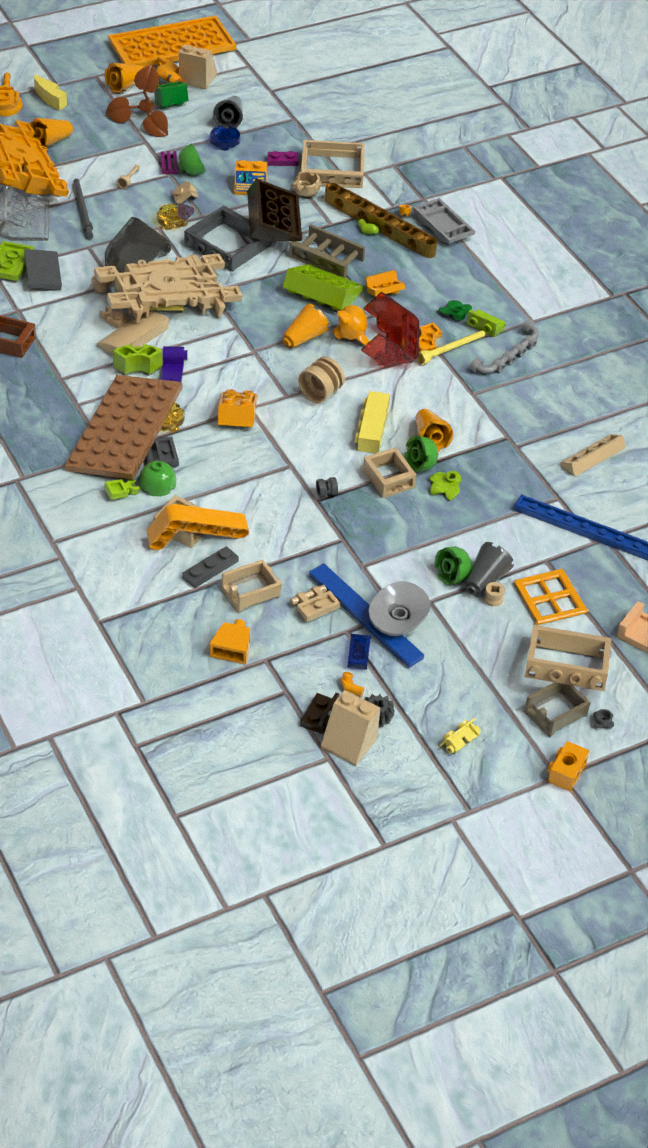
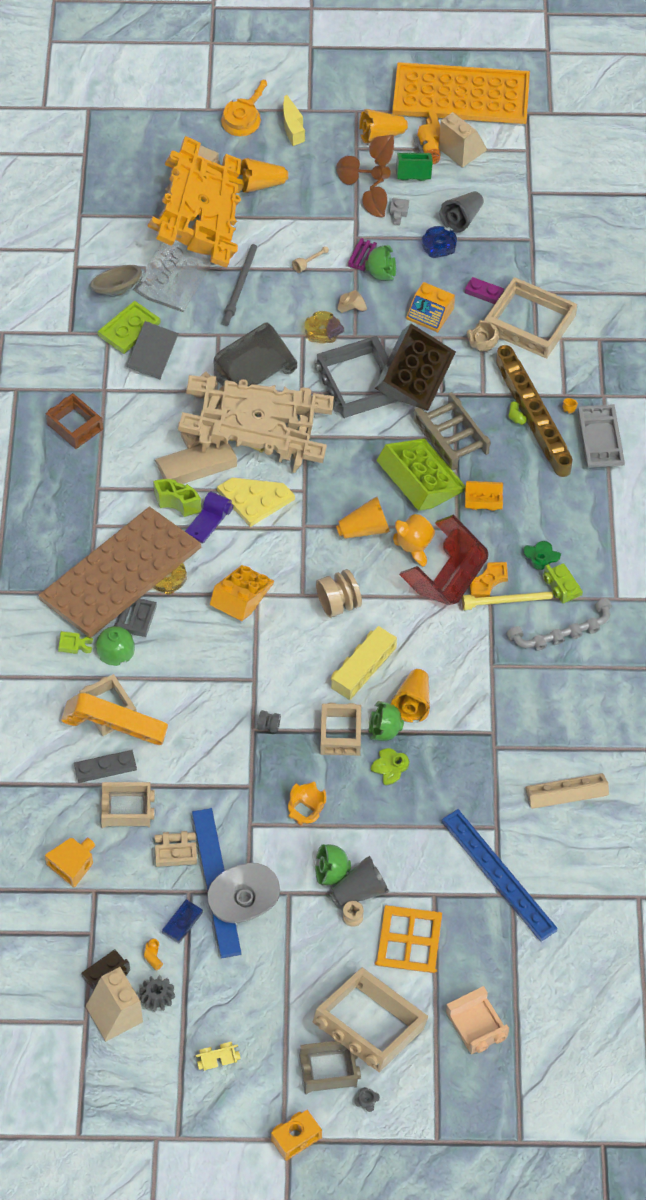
camera: 30 degrees right, 10 degrees up
(177, 125) = (399, 208): none -> light grey plate
(202, 343) = (255, 498): none -> light yellow plate
(400, 528) = (310, 797): none -> light orange helmet

